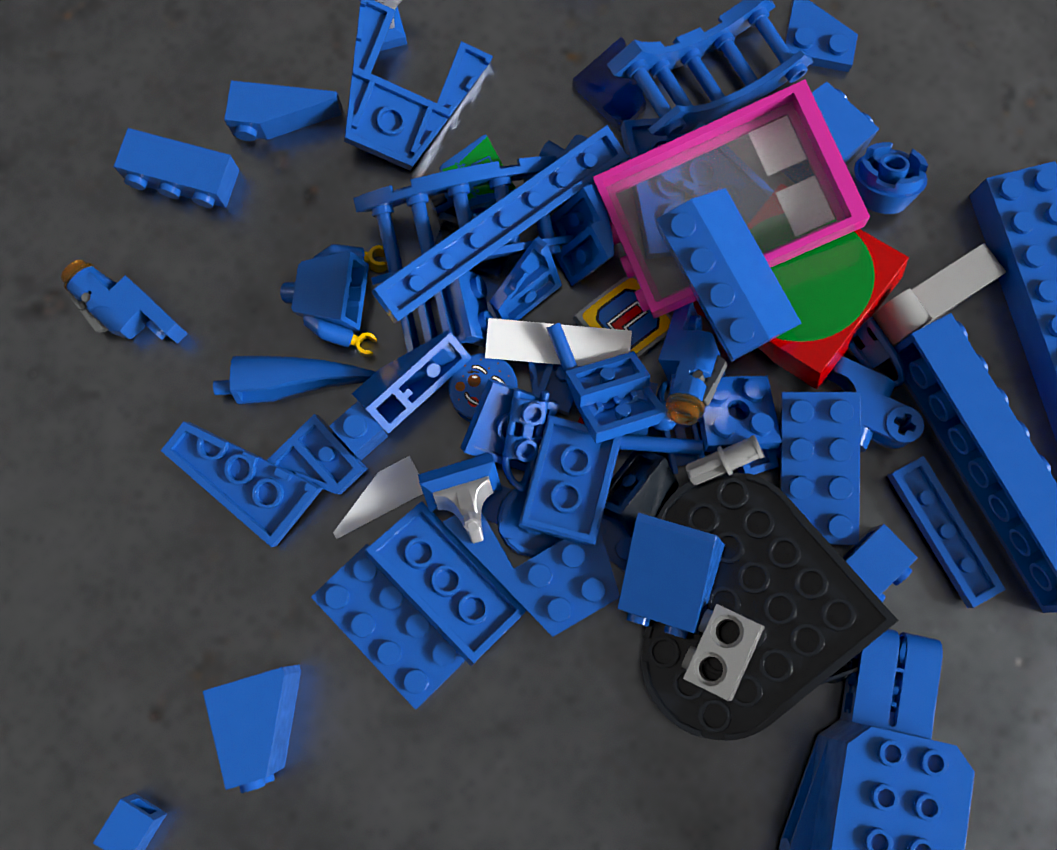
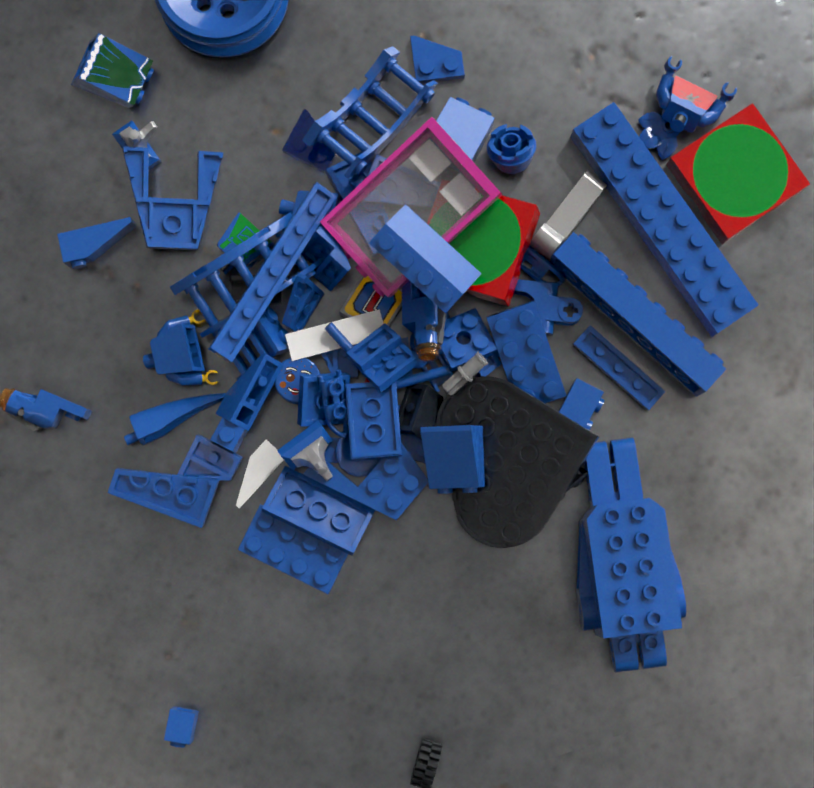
camera: 15 degrees left, 5 degrees up
(176, 168) = (43, 305): blue brick -> none
(253, 725) = (233, 636): blue slope -> none
(733, 656) = (508, 492): light grey brick -> none

